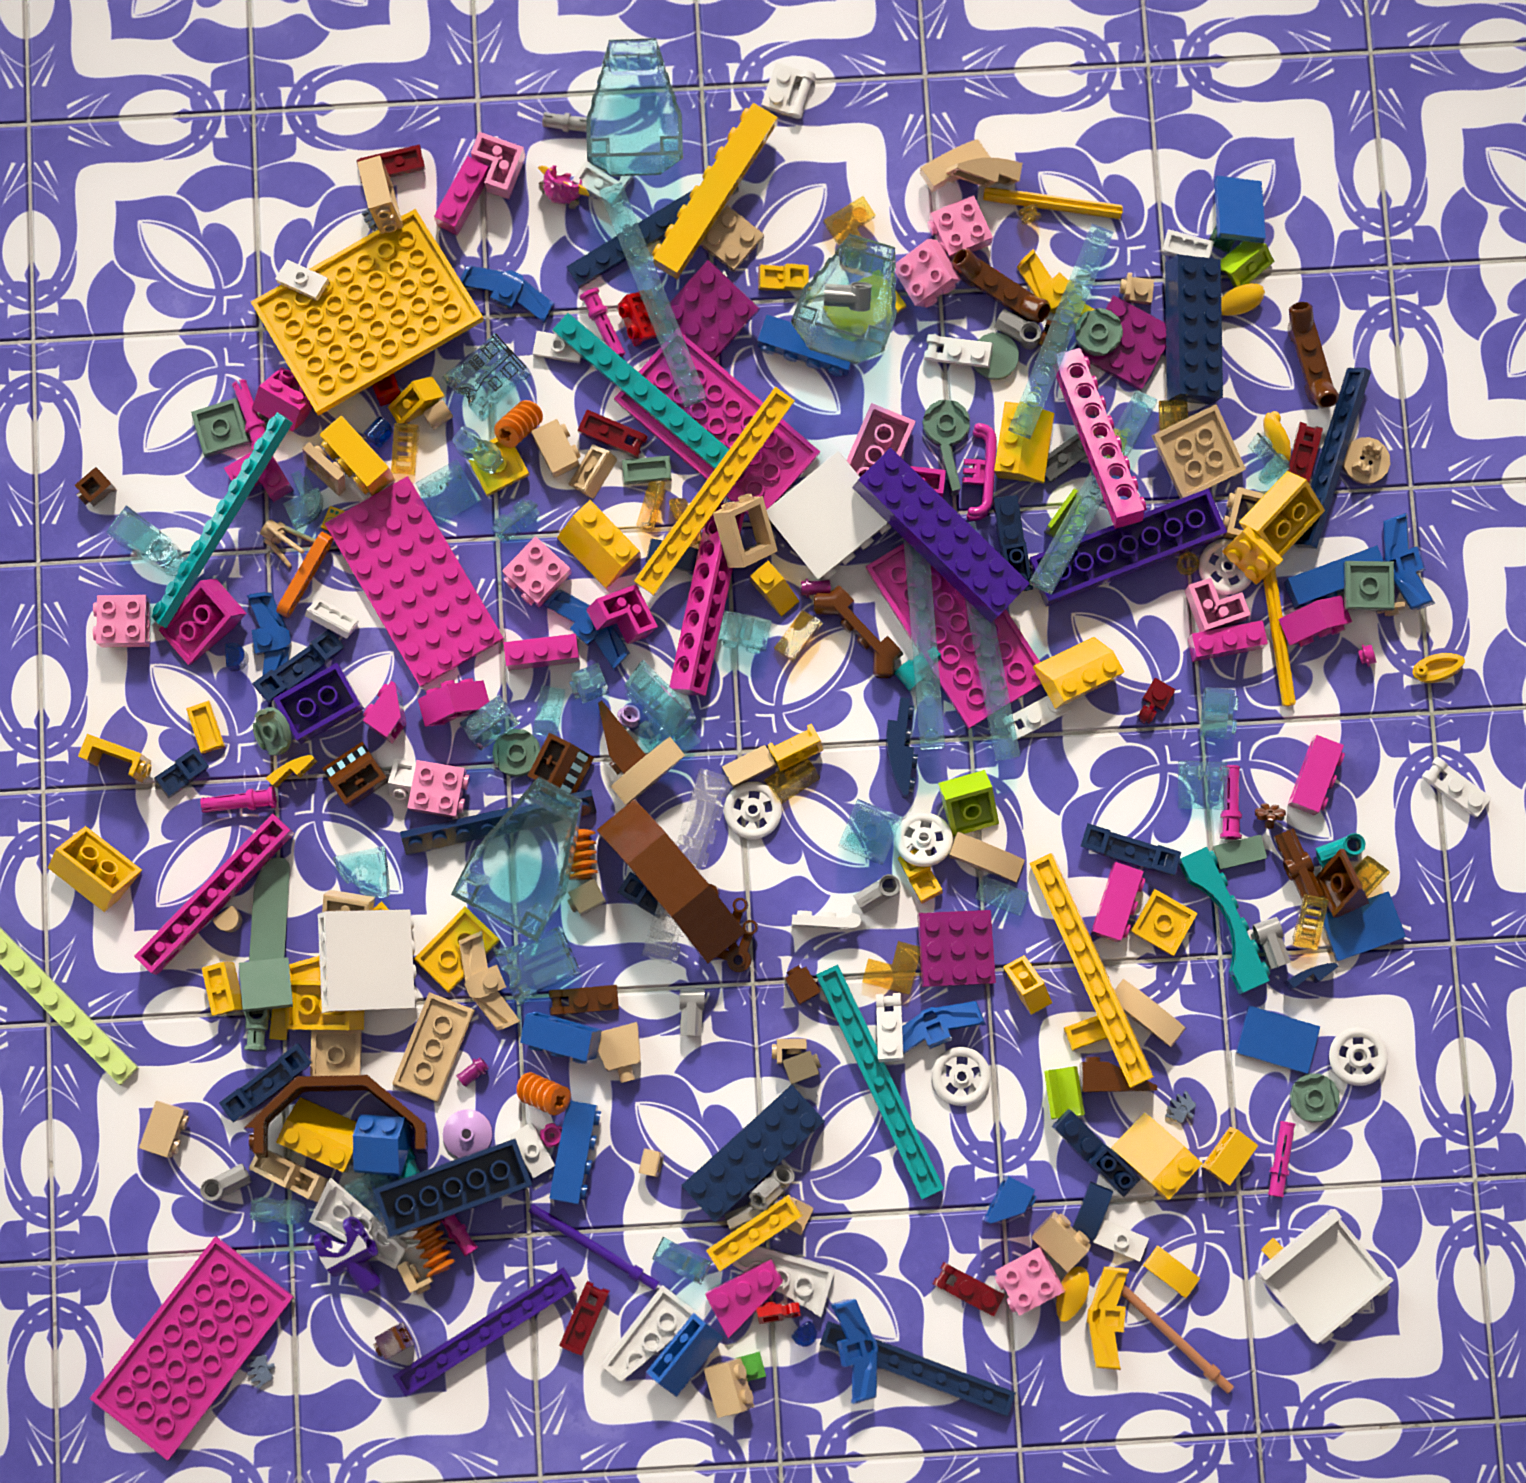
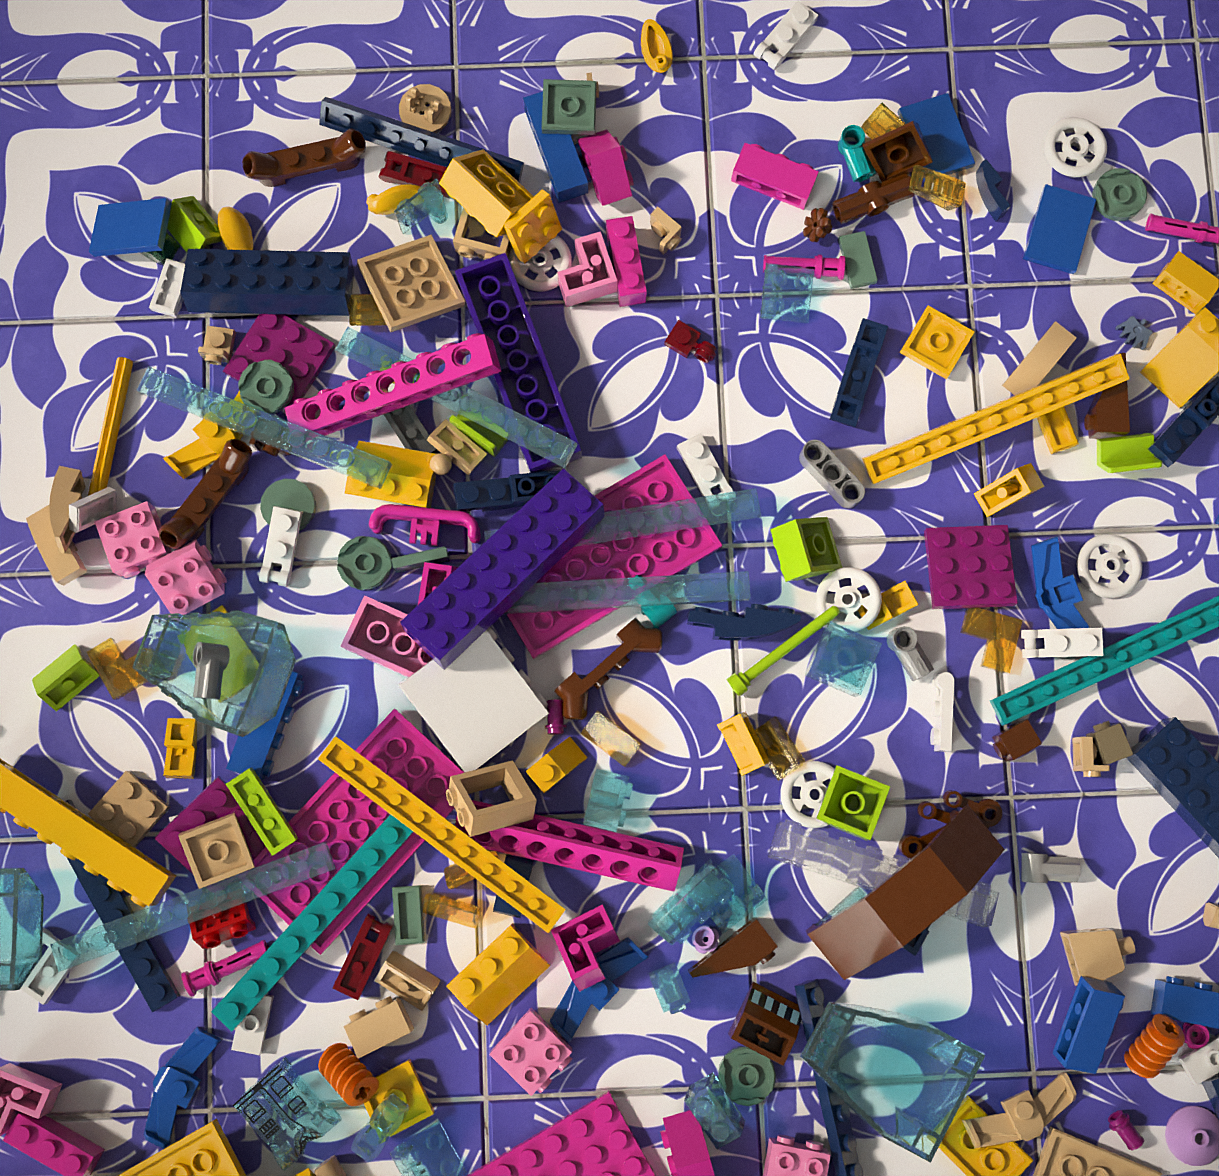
camera: 90 degrees left, 0 degrees up
(522, 509) = (471, 1091): clear light blue hinge -> none
(538, 964) = (1008, 1051): clear light blue piece -> none
(541, 652) = (628, 1046): dark pink brick -> none
(549, 711) = (697, 1036): clear light blue plate -> none
(560, 187) = (51, 1020): dark pink hair -> none
(582, 861) = (872, 996): orange piece -> none
(584, 999) = (1036, 995): reddish brown plate -> none
(586, 897) = (920, 992): dark tan brick -> none
(648, 771) = (774, 917): tan slope -> none
(698, 310) = (216, 850): none -> tan plate
(731, 345) = (261, 811): none -> lime plate
(745, 838) = (853, 803): none -> lime slope
(749, 766) = (763, 798): tan slope -> none
(840, 179) = (64, 678): none -> lime panel
(849, 746) = (740, 681): none -> lime piece
(984, 193) = (92, 508): none -> white plate
(986, 857) = (868, 531): tan slope -> none
(1001, 895) = (908, 516): clear light blue plate -> none
(1016, 328) = (256, 481): light grey piece -> none
(1029, 214) = (121, 461): clear yellow bush -> none
(1041, 814) = (828, 460): none -> light grey beam
(1049, 496) = (454, 448): none -> tan plate
(1078, 671) = (659, 422): yellow slope -> none
(1118, 902) = (917, 389): dark pink brick -> none
(1185, 556) = (536, 311): clear yellow bush -> none
(1218, 713) = (706, 275): clear light blue brick -> none
(1245, 964) = (982, 258): teal arch -> none
(1262, 674) = (665, 226): none -> tan bracket
(1269, 936) = (950, 231): light grey piece -> none
(1279, 639) = (626, 208): yellow axle -> none
(1367, 655) = (642, 117): dark pink plate -> none
(1406, 563) = (541, 67): blue plate -> none

